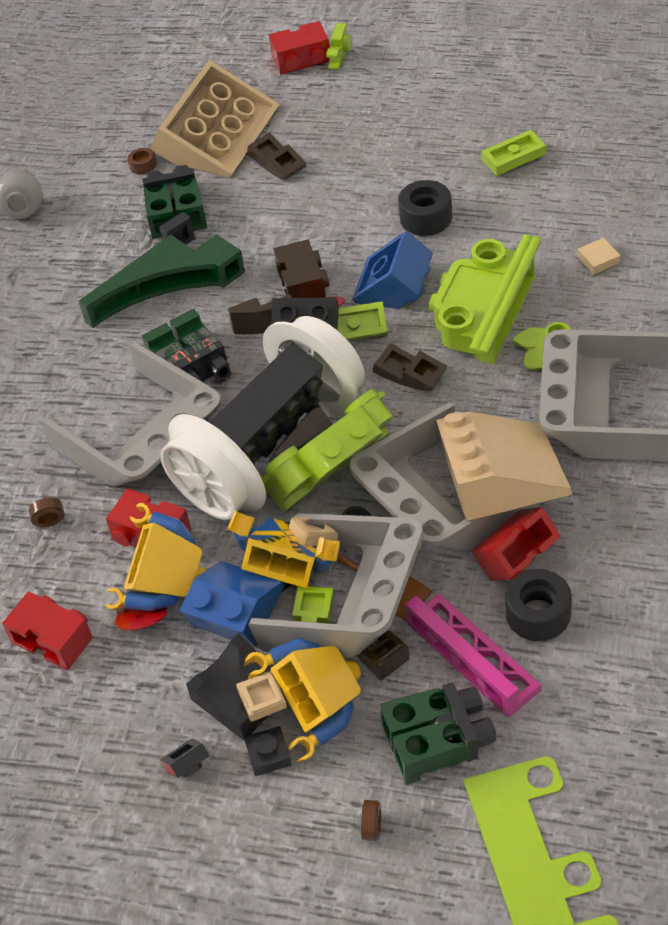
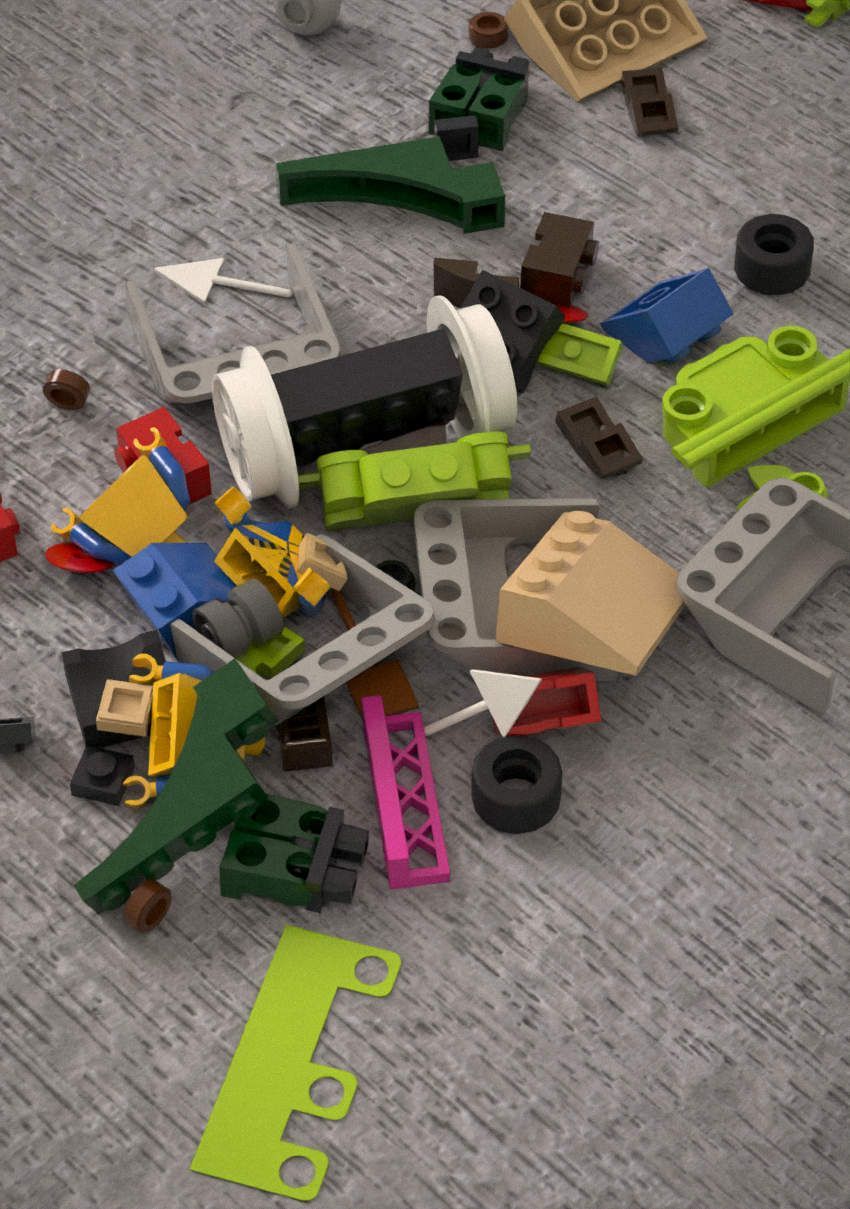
camera: 25 degrees right, 0 degrees up
(76, 397) = (200, 276): none -> white piece
(189, 347) = (360, 303): hips -> none
(291, 594) = (245, 618): none -> dark grey wheel
(364, 720) = (200, 797): none -> dark green arch
(499, 552) = (503, 696): none -> white piece

